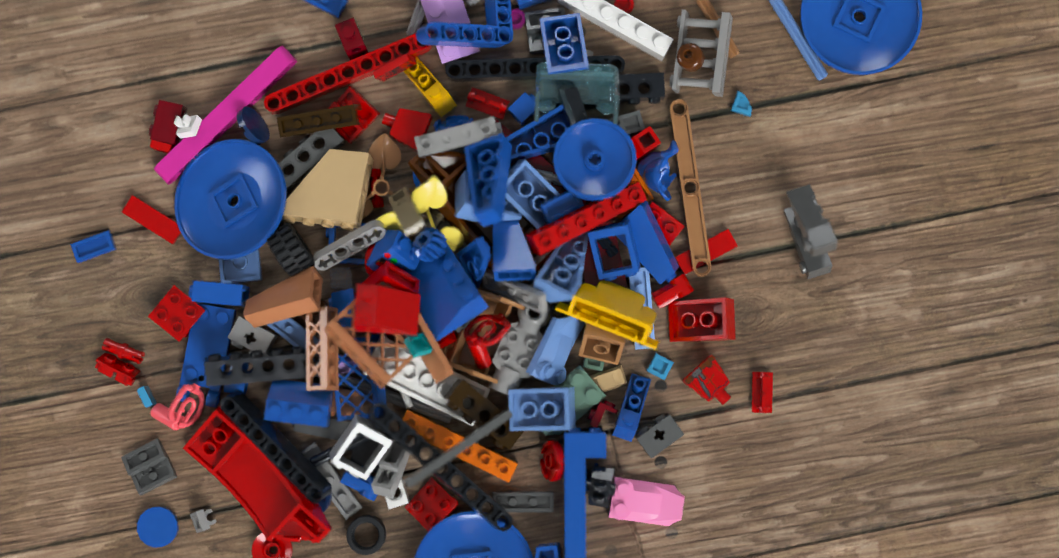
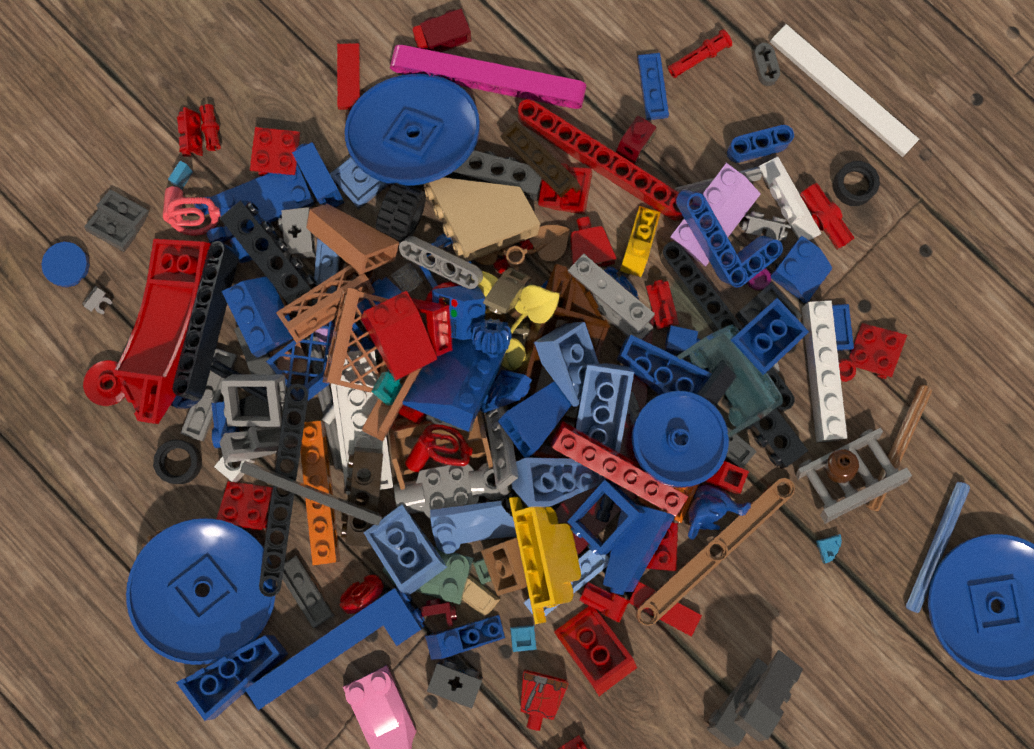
camera: 50 degrees right, 5 degrees down
(93, 246) = (289, 41): blue tile -> none
(187, 126) = (454, 47): white tile -> none
(254, 125) = (494, 106): dark blue tile -> none
(394, 67) = (636, 197): red tile -> none
(488, 177) = (592, 347): blue wedge -> none
(560, 206) = (612, 436): blue tile -> none
(601, 486) = (367, 659): black hinge -> none

